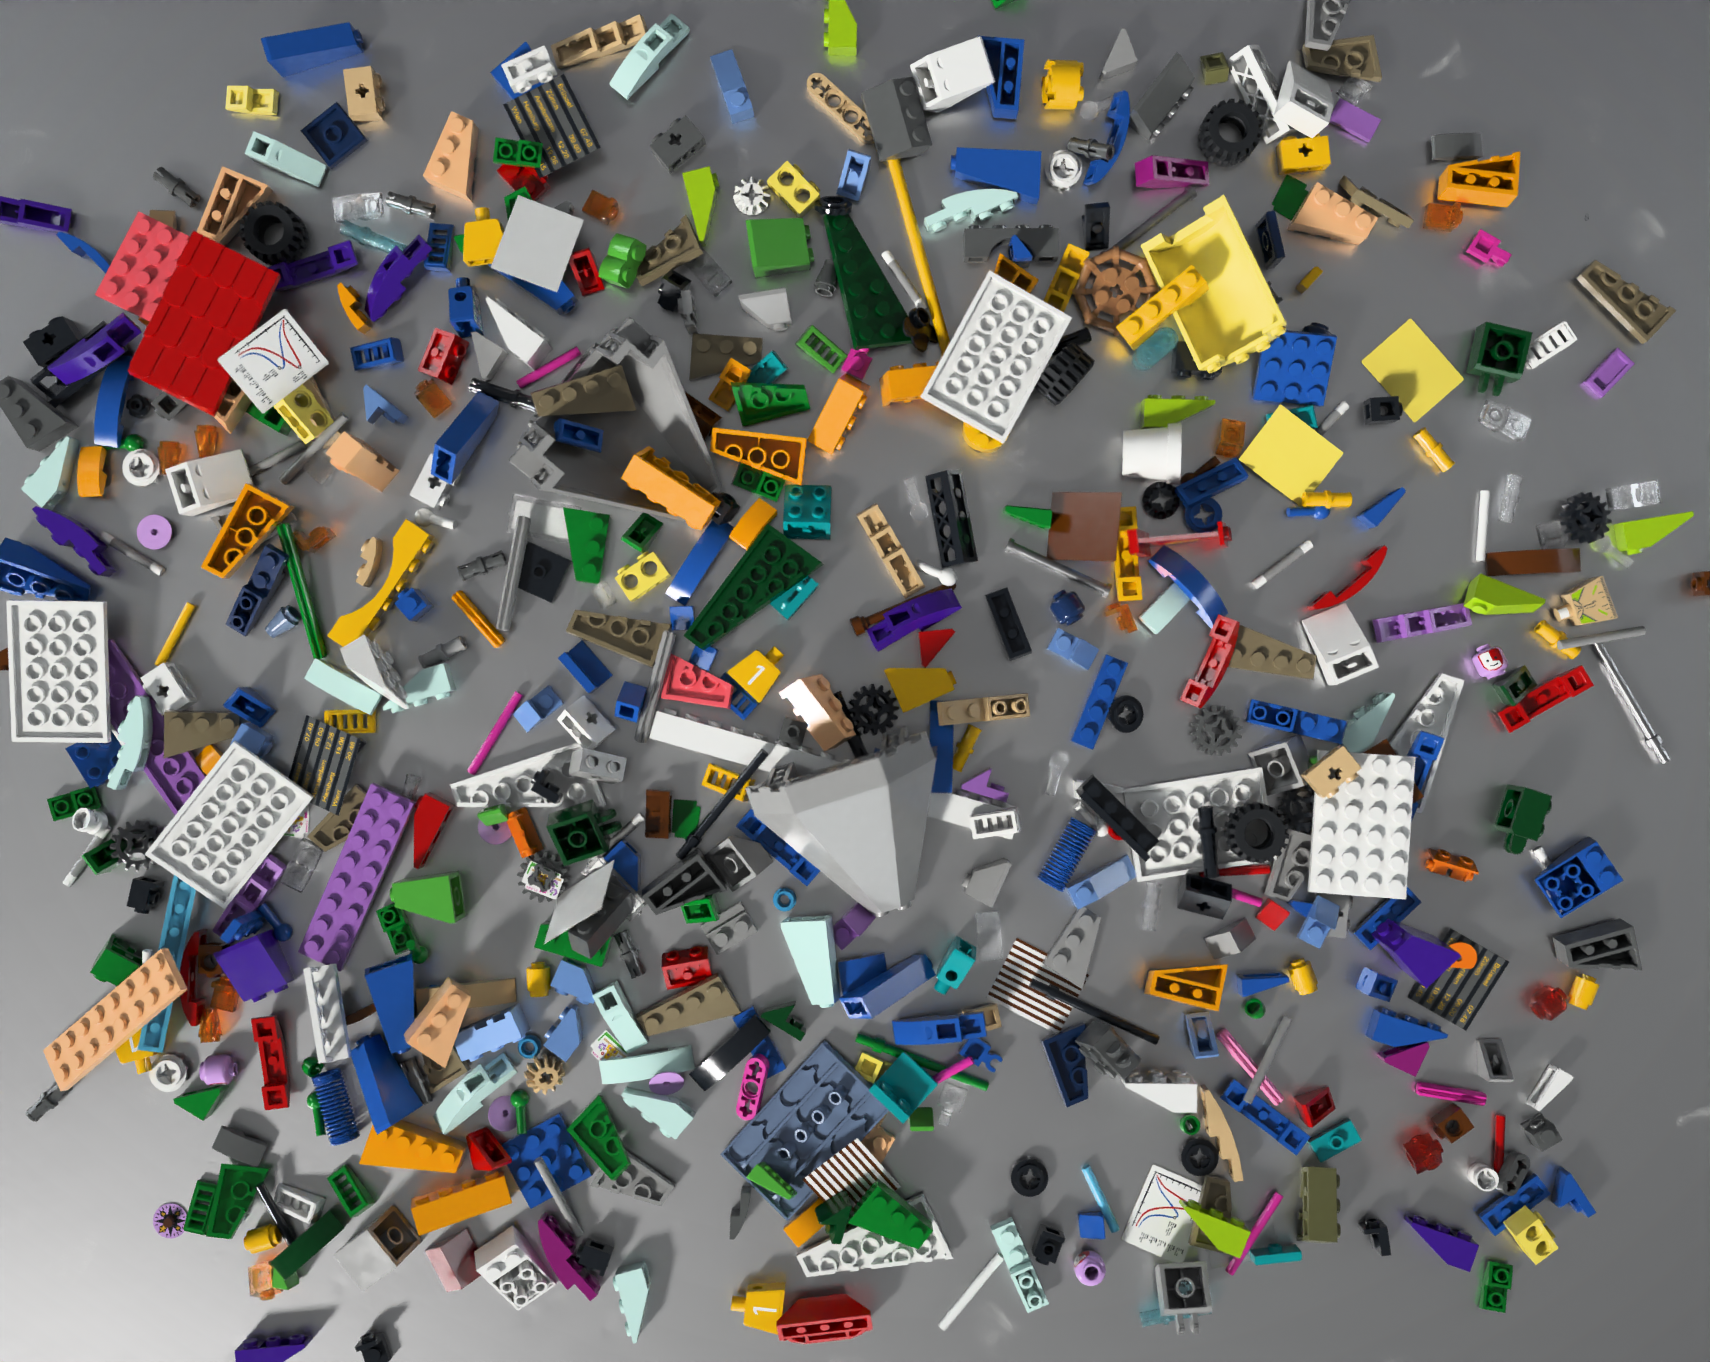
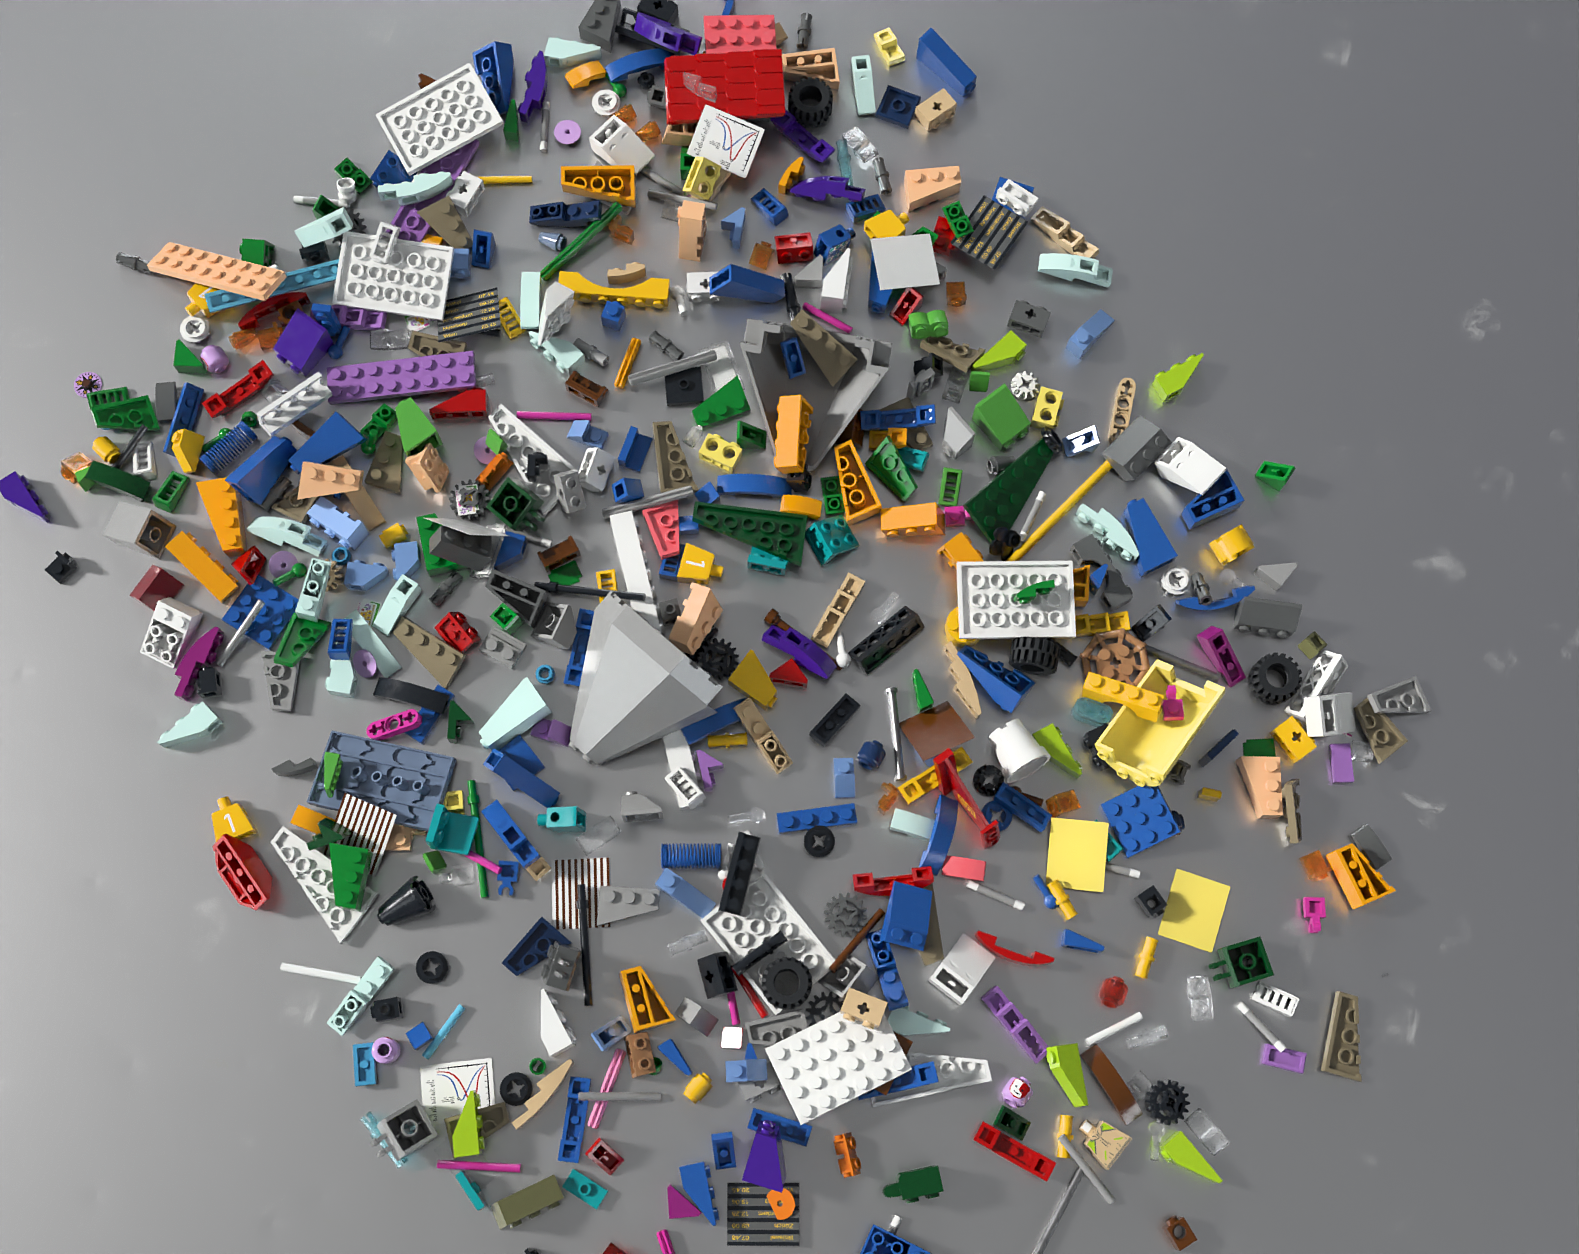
camera: 60 degrees right, 15 degrees down
(108, 590) = (511, 128): none -> green slope
(129, 872) = (325, 228): none -> light aqua slope
(175, 796) = (378, 239): none -> white slope
(184, 357) = (695, 85): none -> clear slope
(274, 1139) = (185, 413): none -> blue plate
(294, 1022) = (273, 390): none -> clear slope
(312, 1152) = (187, 449): none -> yellow slope
(451, 945) = (387, 464): none -> dark tan wing
(483, 680) = (586, 389): none -> reddish brown hinge
(484, 903) = (428, 468): none -> light nougat bracket
(556, 1098) = (313, 590): none -> light aqua slope
(640, 1095) = (340, 651): none -> blue slope
(714, 359) = (903, 418): none -> blue slope
(719, 244) = (979, 381): none -> bright green slope
(951, 1169) = (407, 903): none -> black cone
(1001, 339) = (1029, 593): none -> green slope
(1051, 465) = (965, 686): none -> tan slope
(1069, 425) = (1004, 686): none -> blue wedge
(1093, 1297) = (364, 1065): none -> dark azure plate
(1203, 261) = (1172, 707): none -> dark pink plate
(1238, 580) = (964, 868): none -> coral slope
(1239, 1017) = (639, 1054): none -> medium nougat bracket
(1250, 735) = (856, 941): none -> reddish brown bar
(1260, 671) = (907, 916): none -> blue slope
(1449, 504) = (1113, 992): none -> clear red head
(1567, 376) = (1261, 1026): none -> light grey bar

